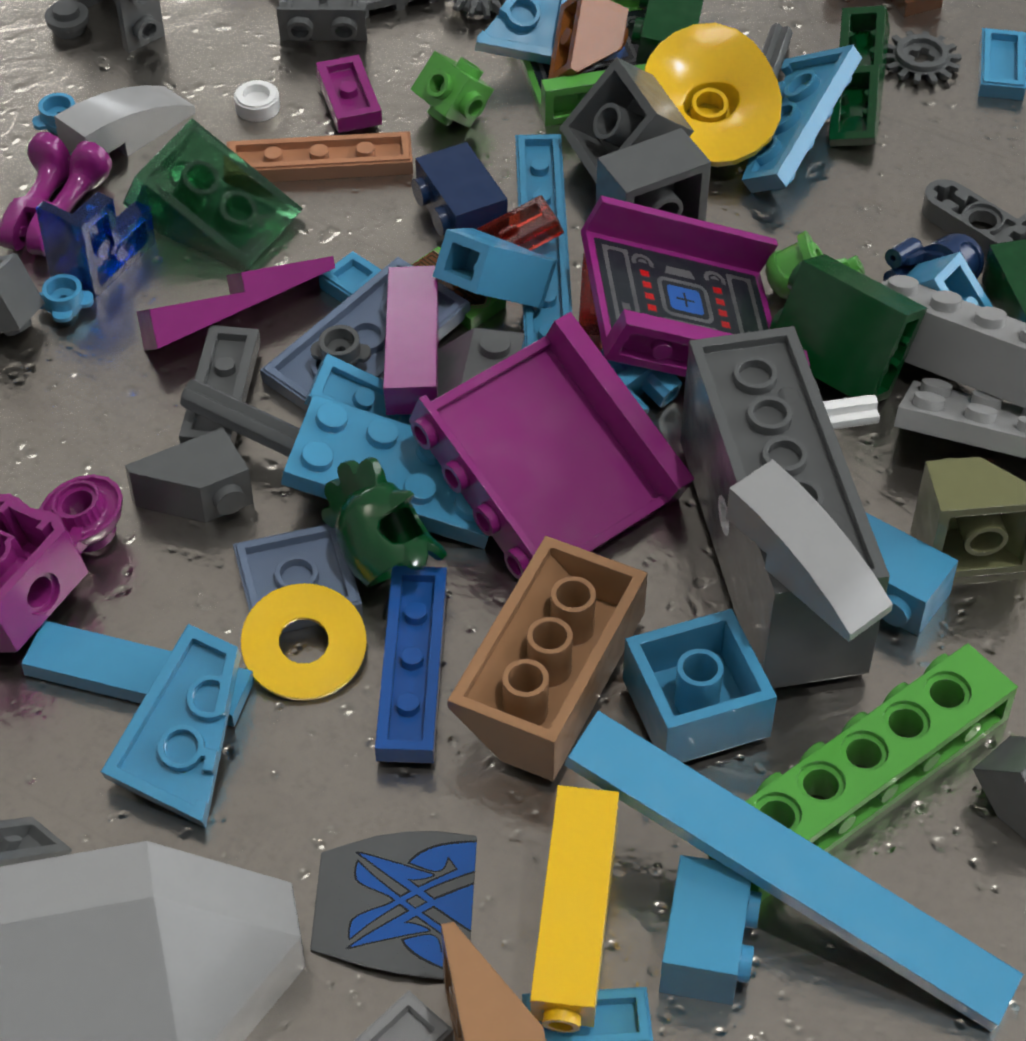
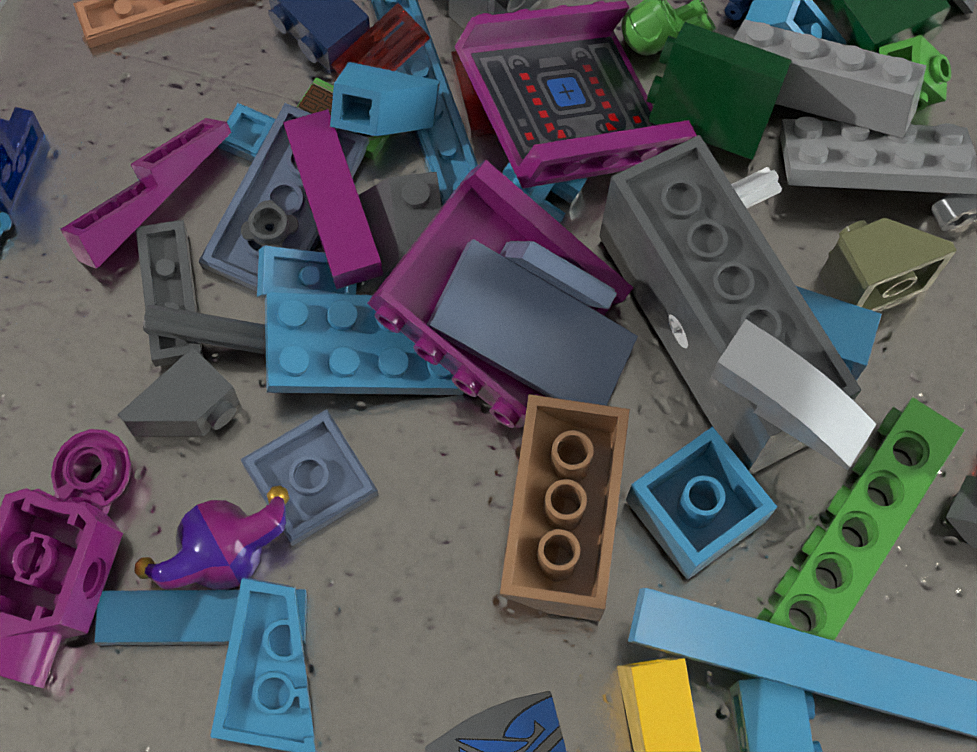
camera: 20 degrees left, 20 degrees up
(178, 599) = (218, 544): none -> piece
(211, 199) = (86, 80): clear green slope -> none
(303, 680) = (330, 581): yellow gear -> none
(376, 523) = (372, 419): dark green piece -> none
(411, 665) = (443, 541): blue plate -> none
(571, 484) = (530, 328): none -> sand blue tile
(611, 433) = (559, 273): none -> sand blue tile

